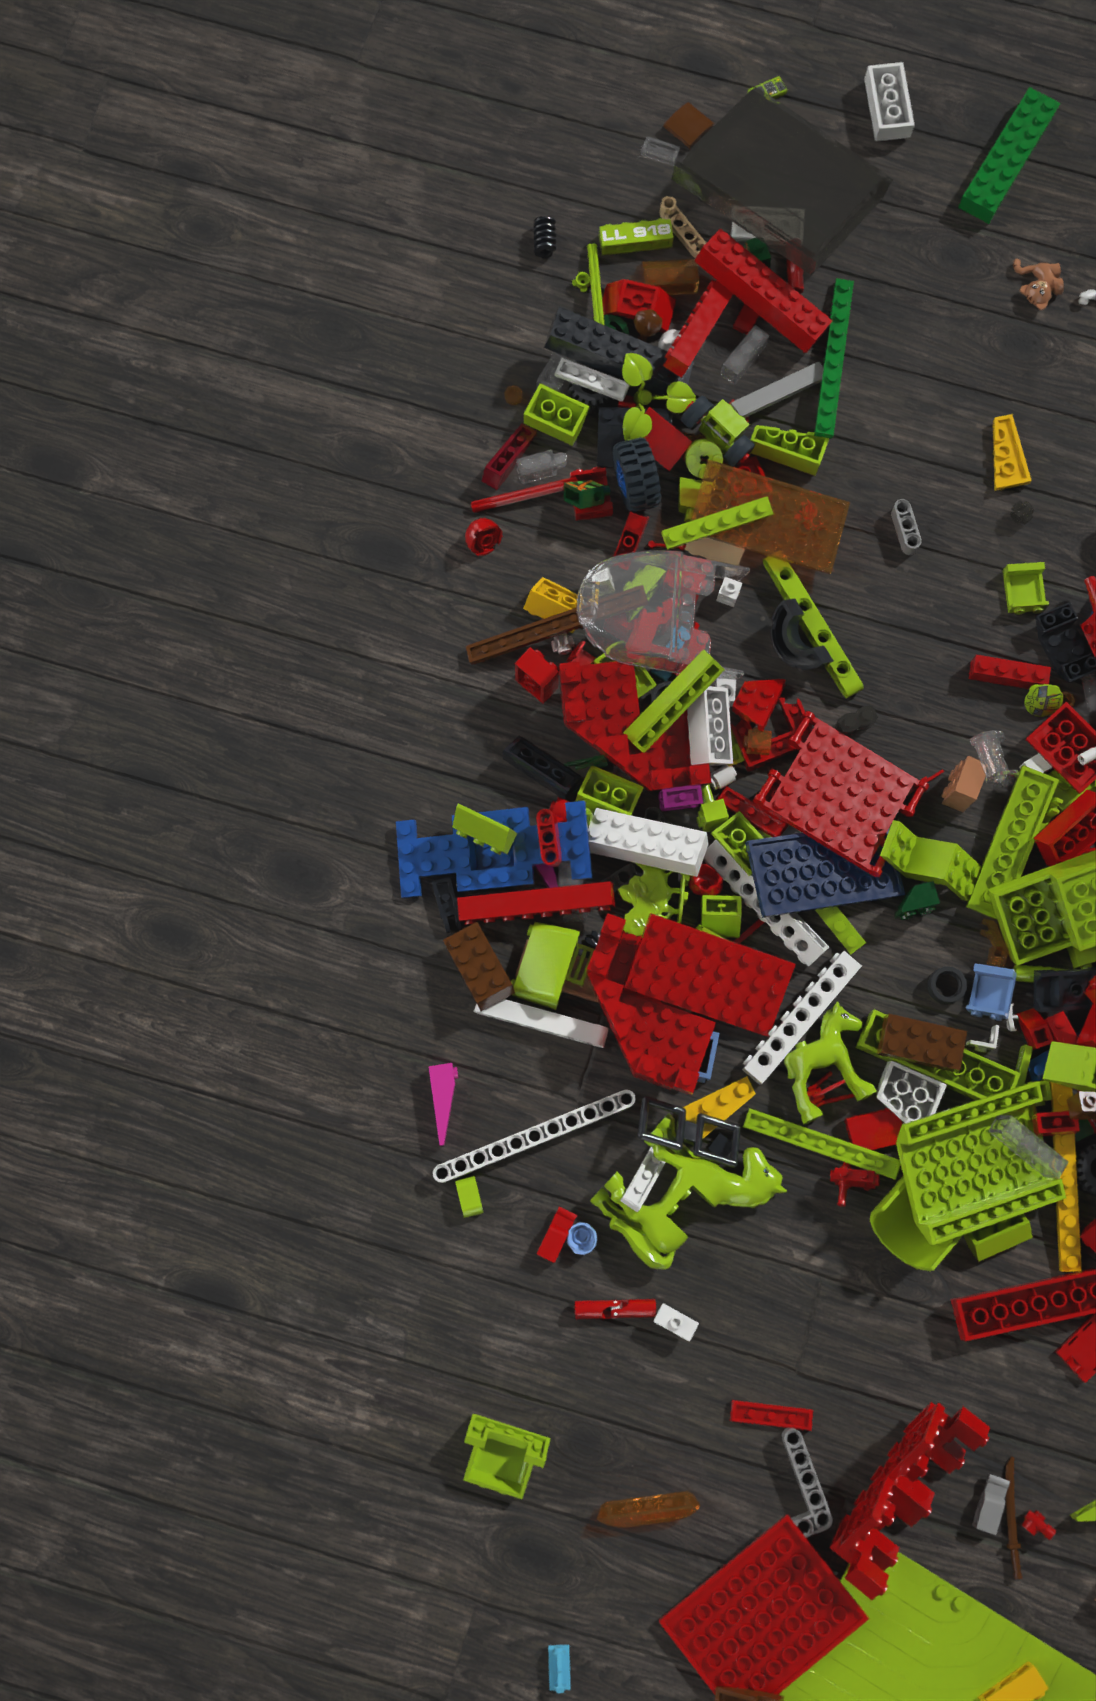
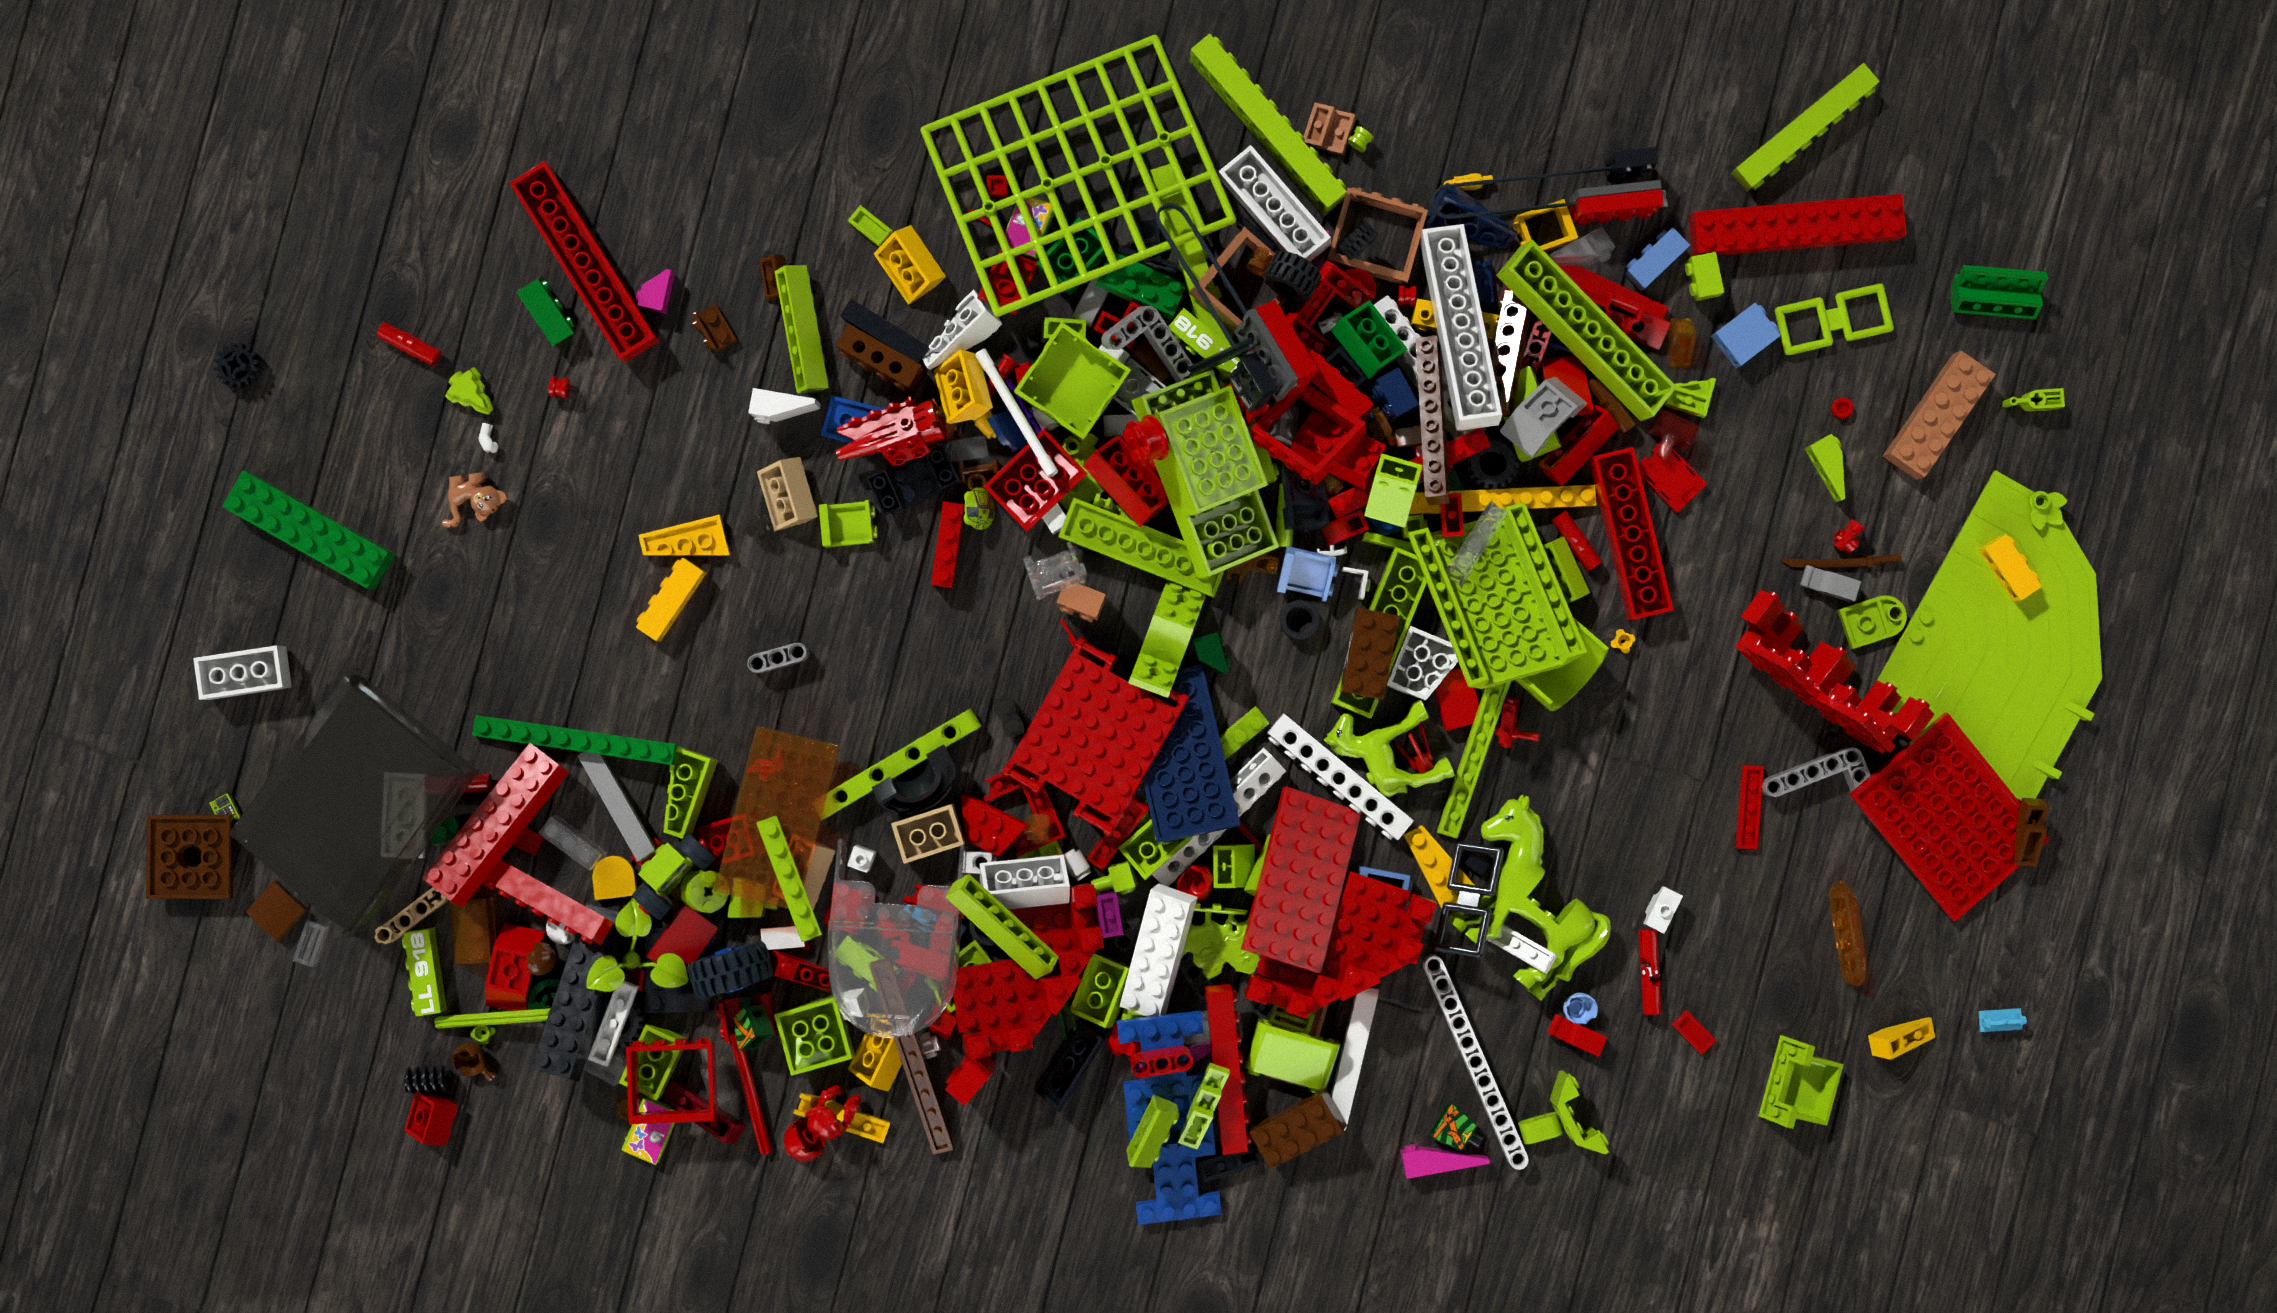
camera: 85 degrees left, 10 degrees up
(458, 1243) = (1563, 1091): none -> lime slope
(472, 1116) = (1455, 1128): none -> torso
(495, 413) = (649, 1140): none -> piece
(500, 549) = (823, 1120): none -> red hair
(501, 570) = (862, 1125): none -> yellow piece
(505, 877) = (1203, 1106): none -> lime slope
(511, 239) = (430, 1118): none -> red slope
(541, 392) = (637, 1117): none -> red window
(545, 1561) = (1901, 1038): none -> yellow slope
(555, 1351) = (1693, 1032): none -> red tile
(560, 270) = (472, 1061): none -> reddish brown hair
(574, 546) = (814, 1035): none -> lime slope
(658, 521) = (781, 937): none -> white slope
(713, 386) = (613, 878): none -> yellow tile
(744, 43) = (166, 868): none -> reddish brown piece
(752, 647) = (928, 833): none -> tan brick
(937, 1292) = (1624, 647): none -> yellow plate
(955, 439) = (671, 599): none -> yellow brick
(955, 1547) = (1871, 620): none -> lime tile
(1025, 1252) = (1576, 540): none -> red axle
(1051, 538) = (787, 493): none -> tan slope
(1075, 688) = (963, 471): none -> reddish brown piece
(1077, 1018) = (1334, 485): none -> clear orange head

